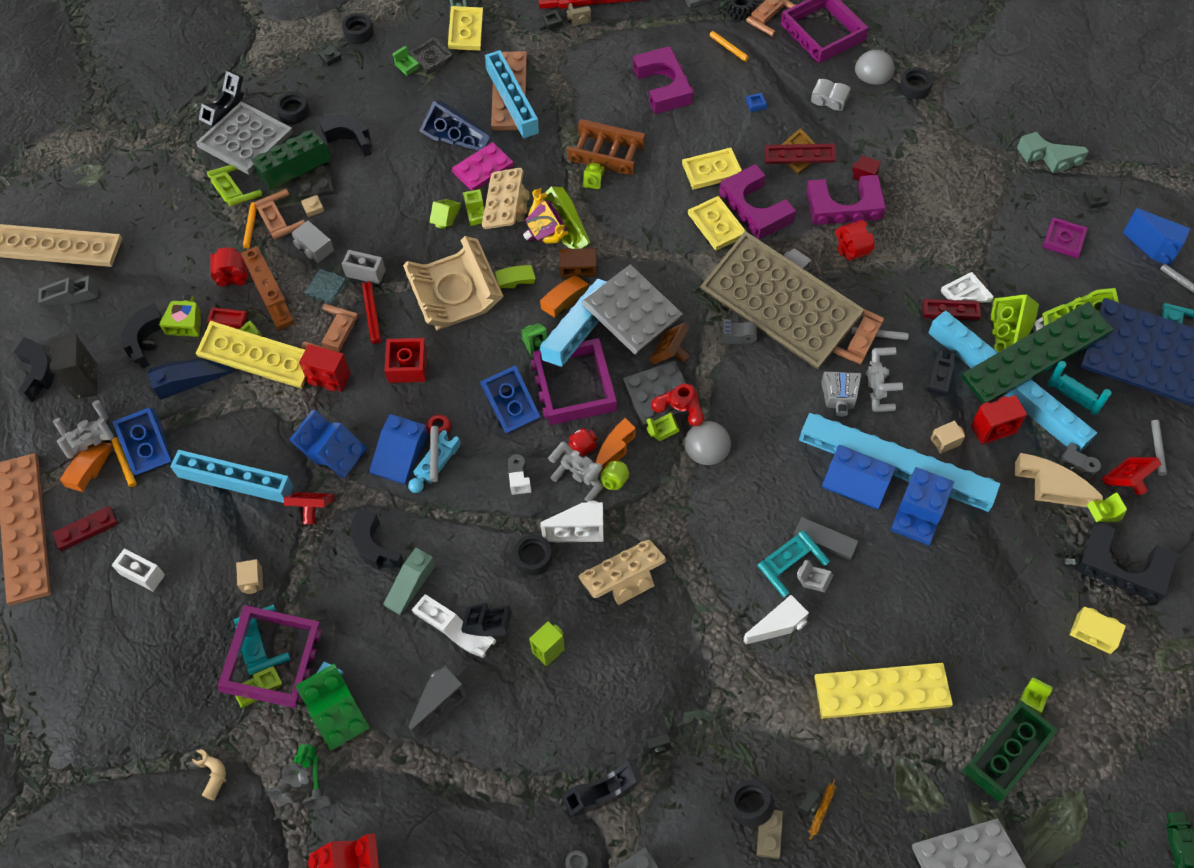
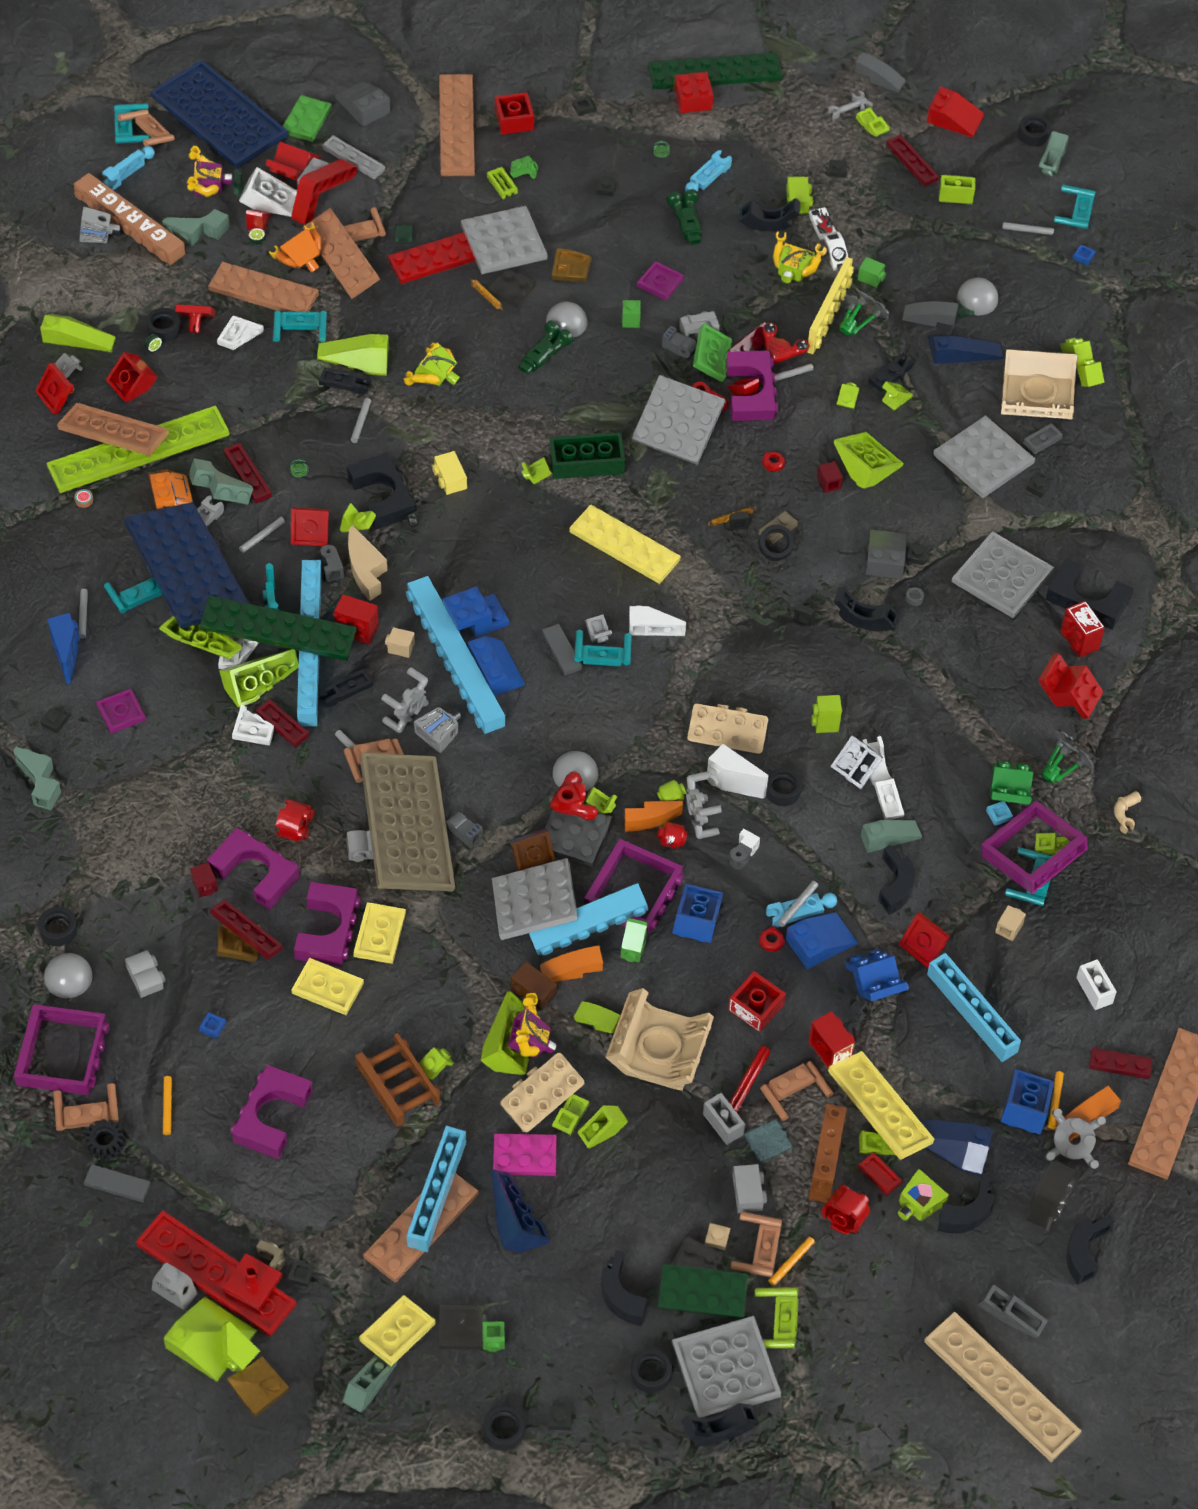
camera: 145 degrees left, 5 degrees down
(437, 701) = (936, 733): dark grey slope -> none

